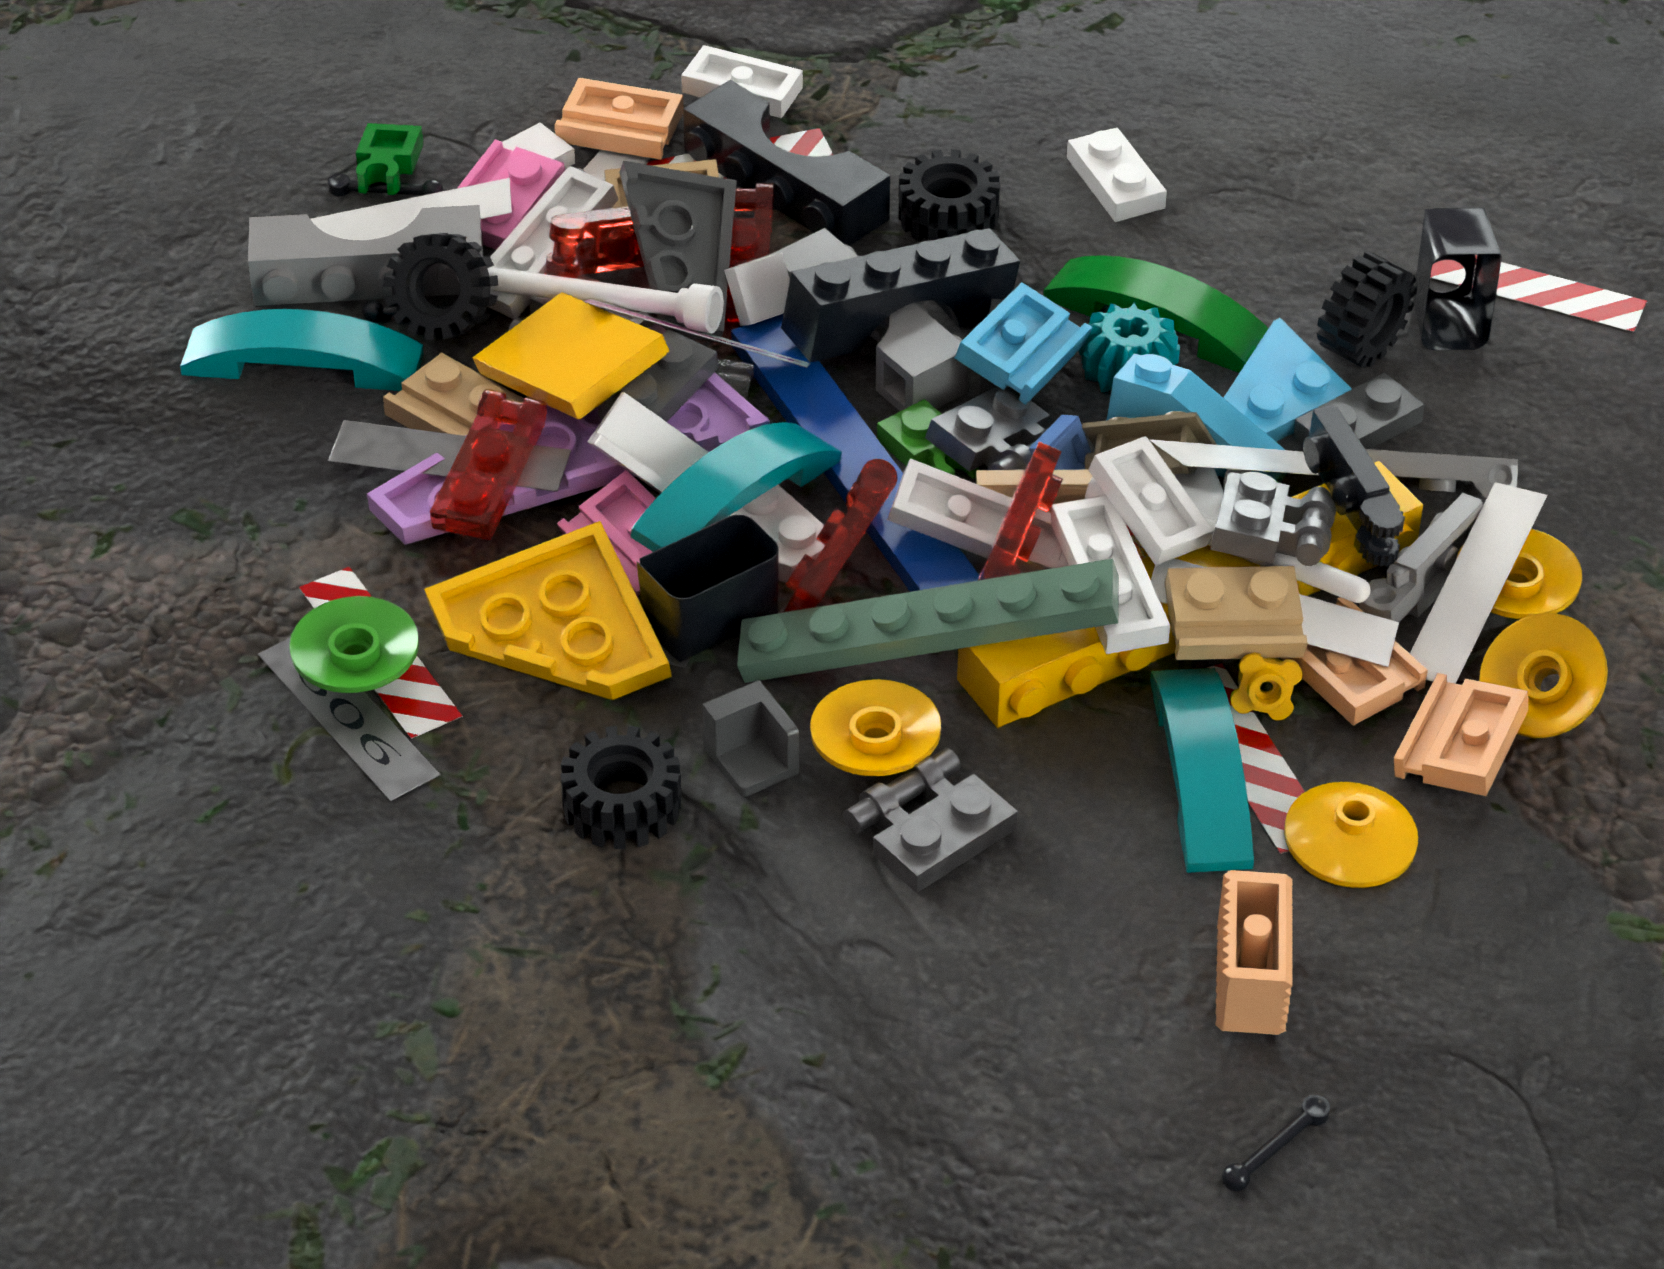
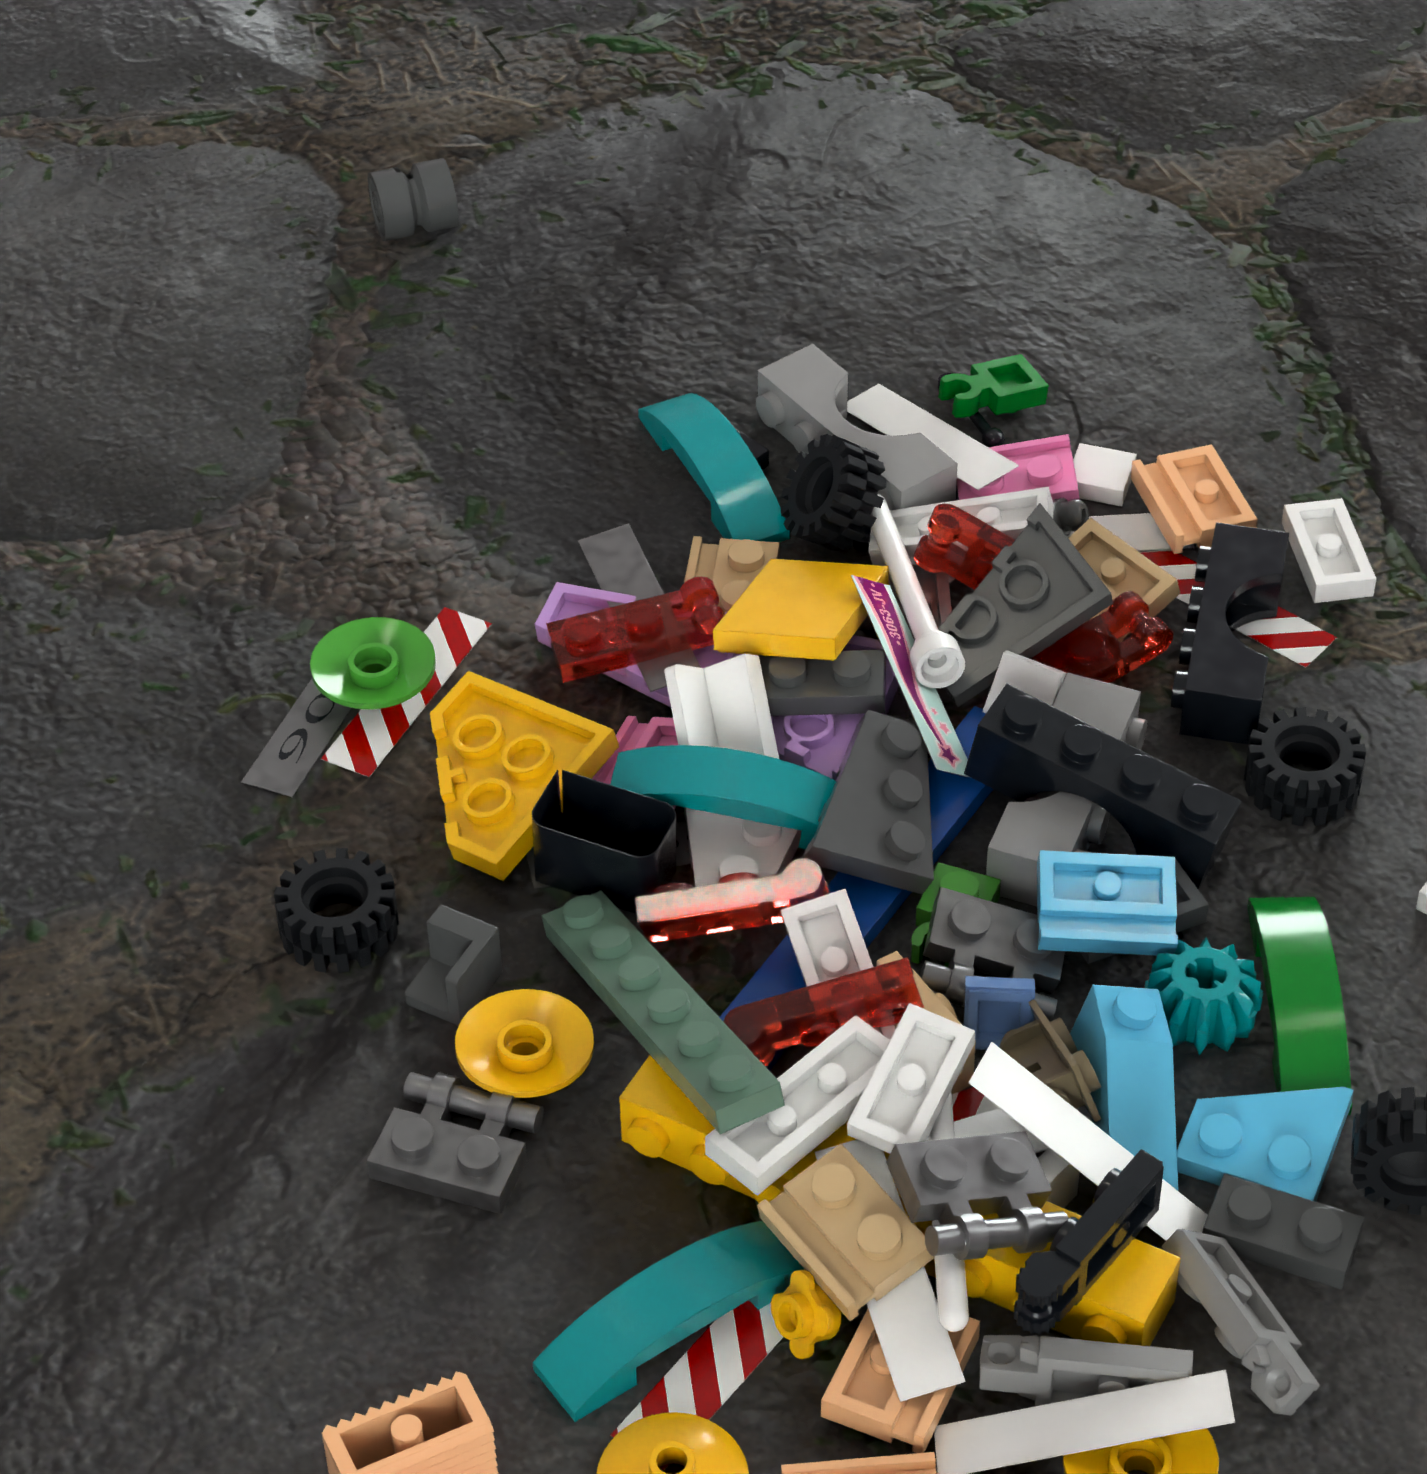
camera: 60 degrees right, 0 degrees up
(815, 406) = (879, 808): none -> dark grey wing

